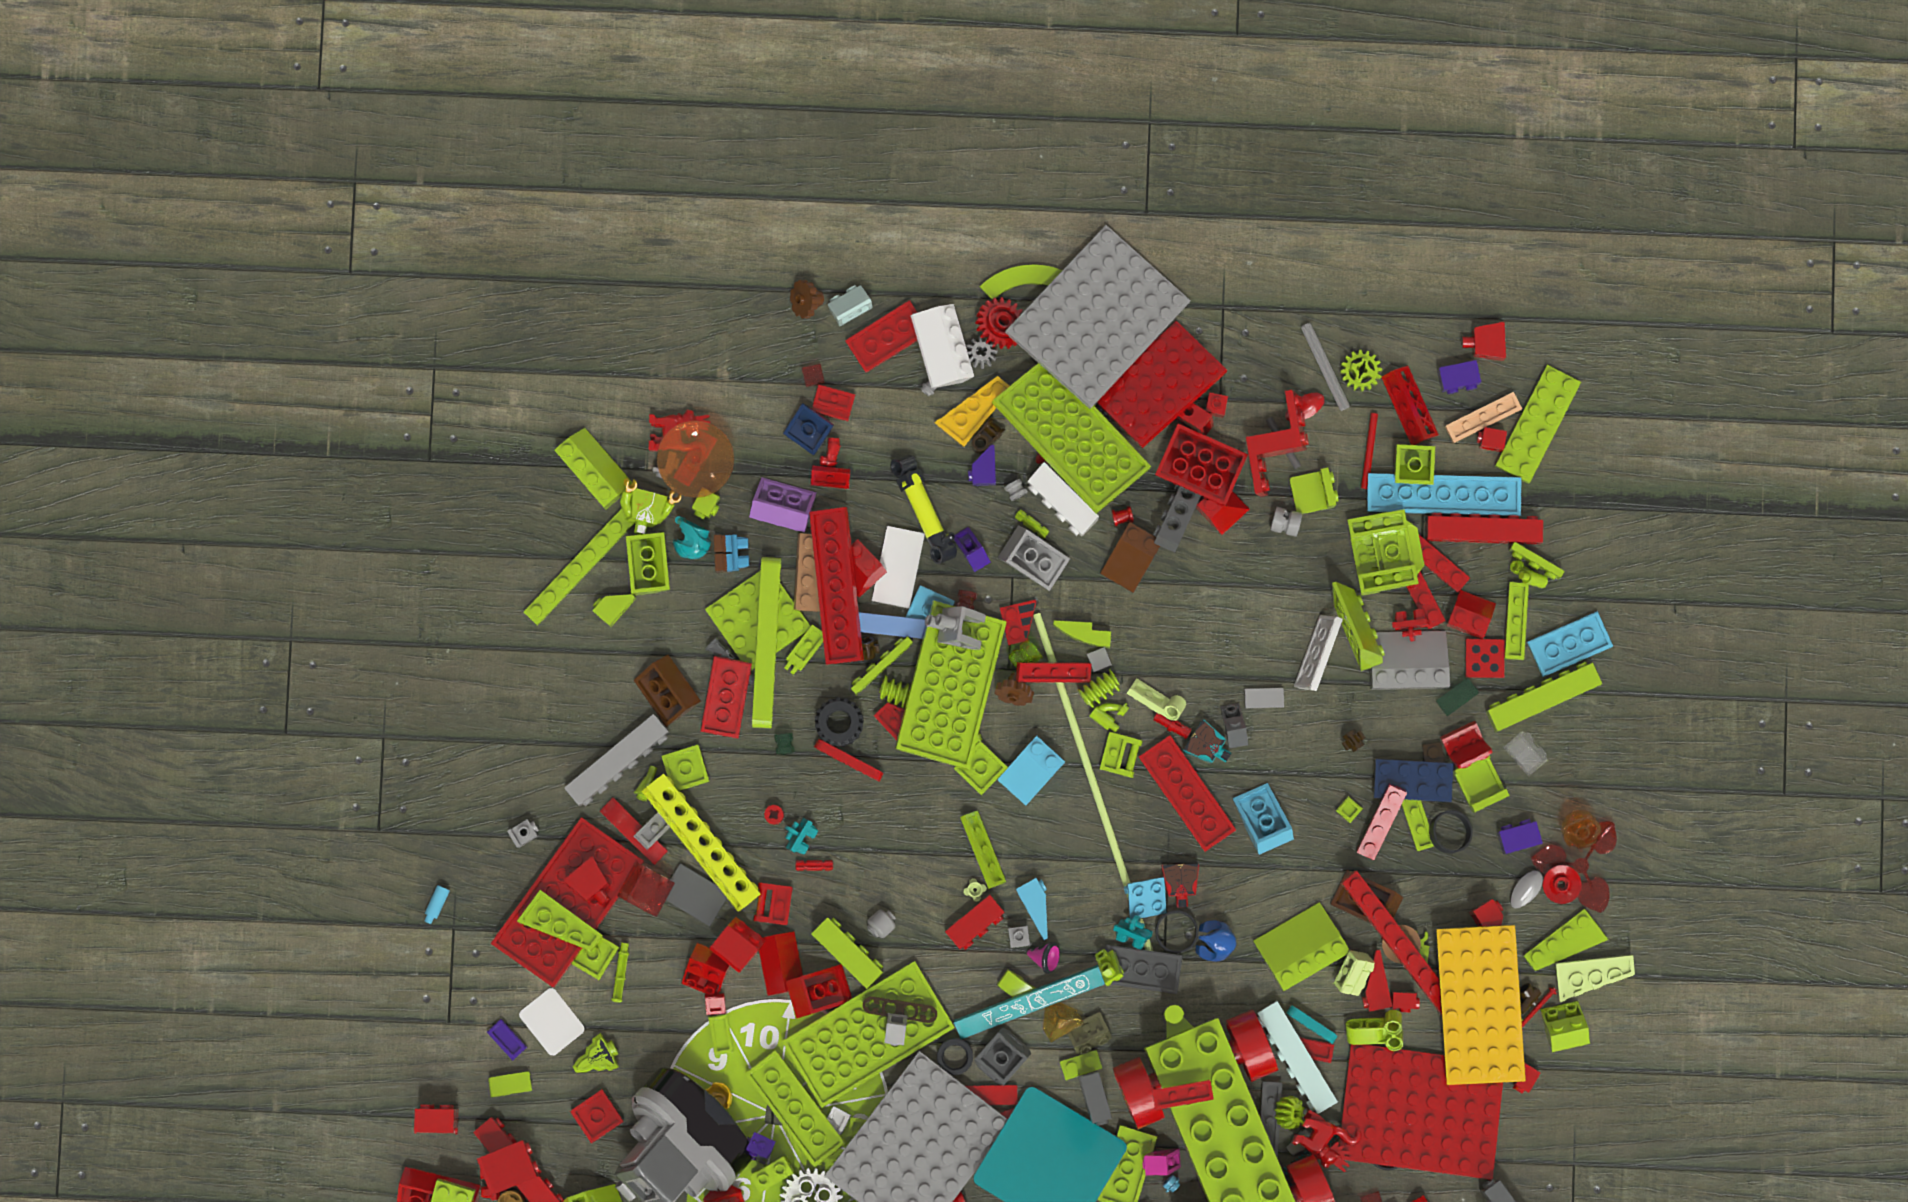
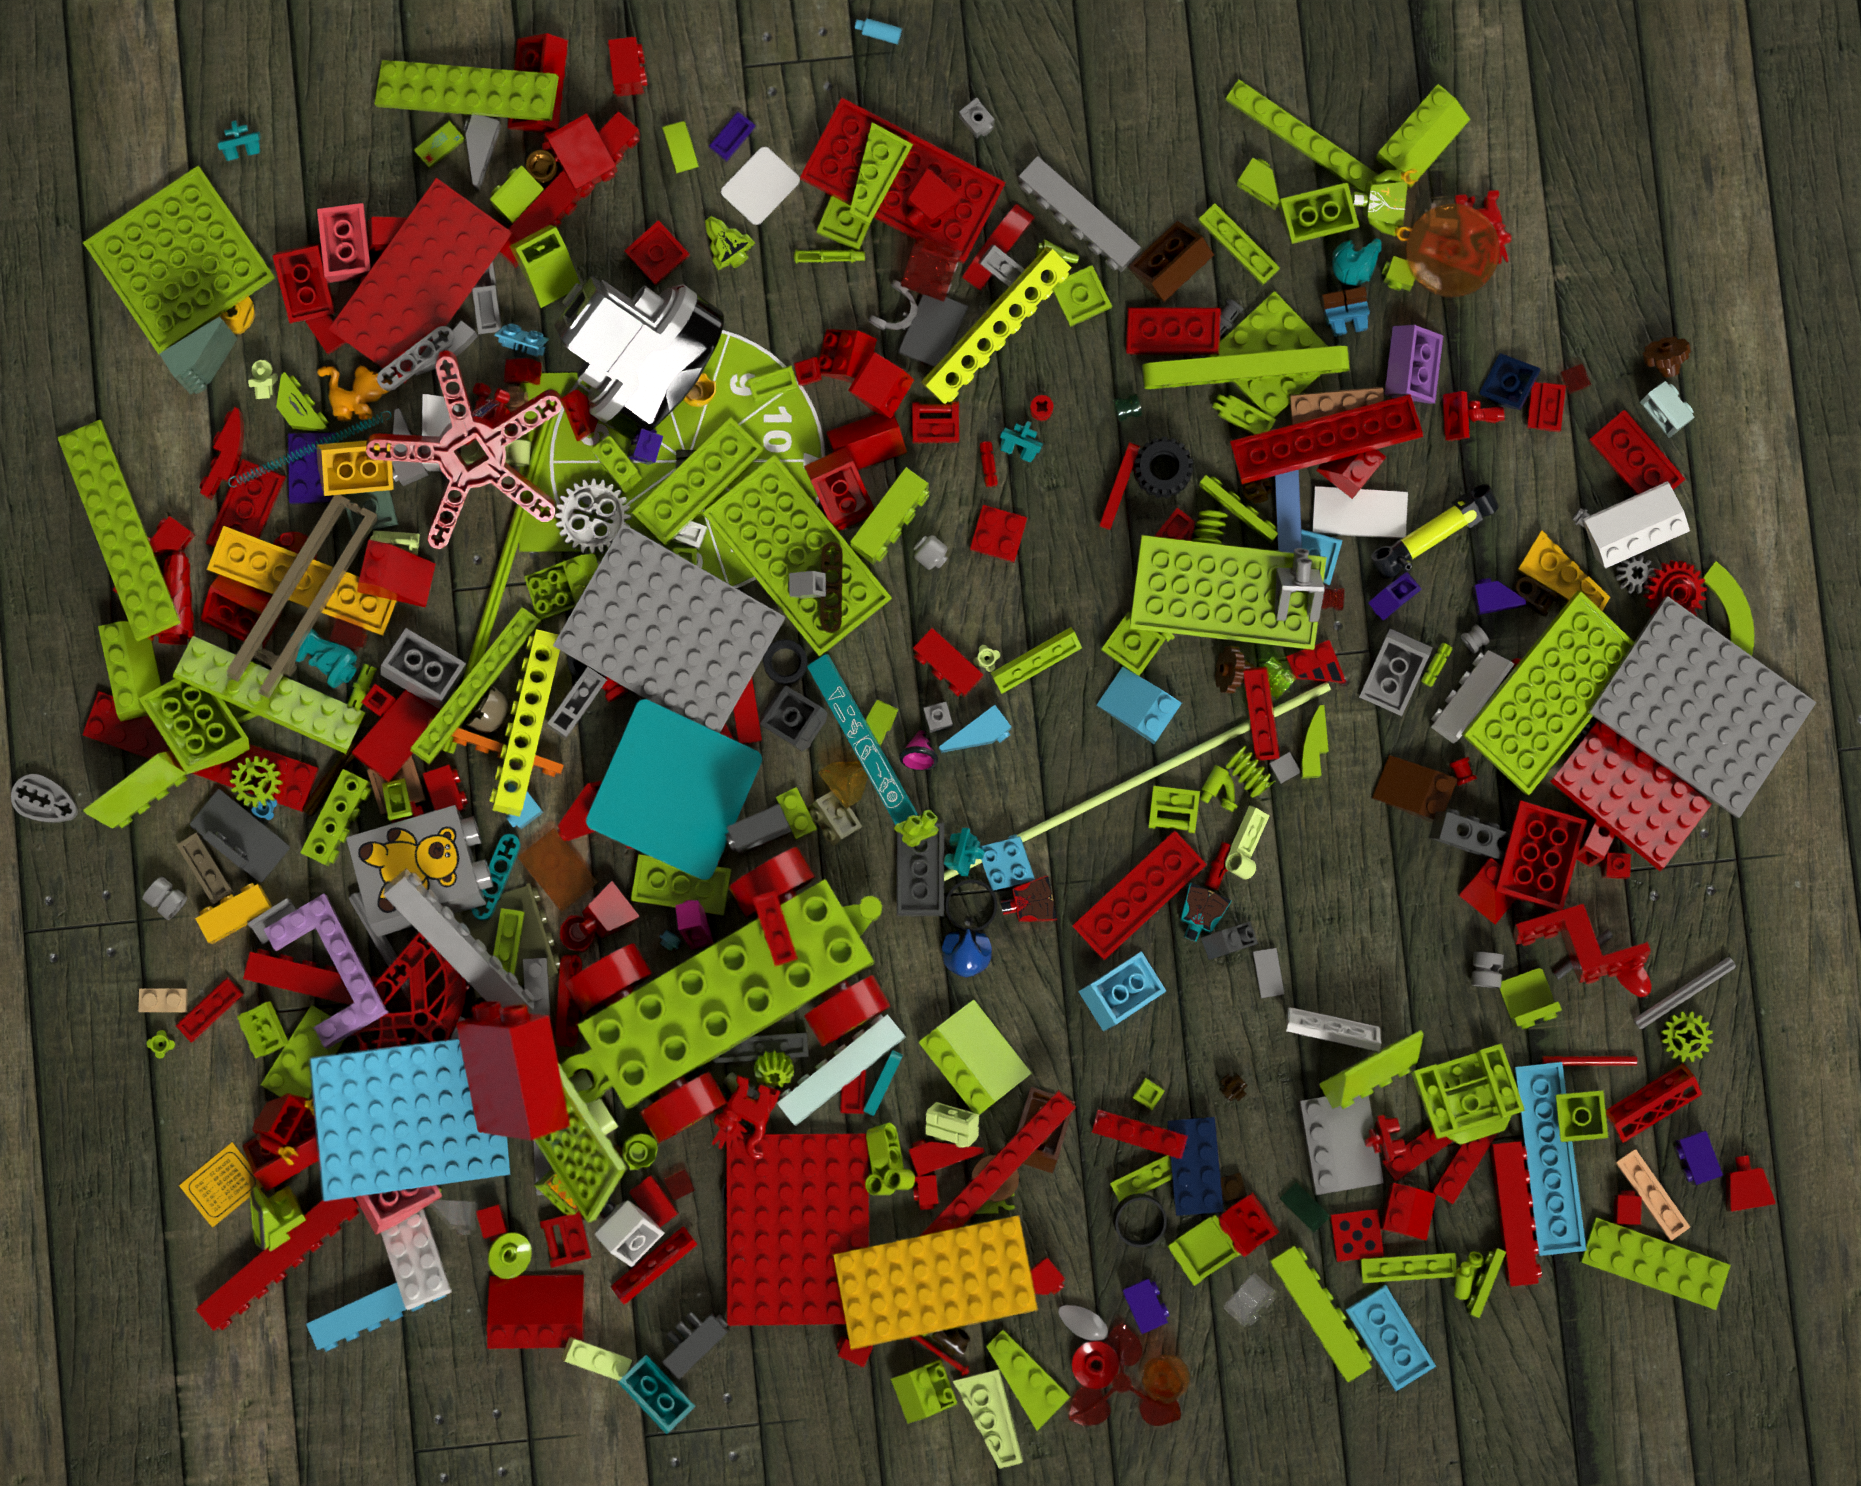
camera: 80 degrees right, 0 degrees up
(661, 632) = (1238, 244): none -> lime plate
(685, 936) = (881, 324): none -> light grey piece
(873, 865) = (998, 533): none -> red plate

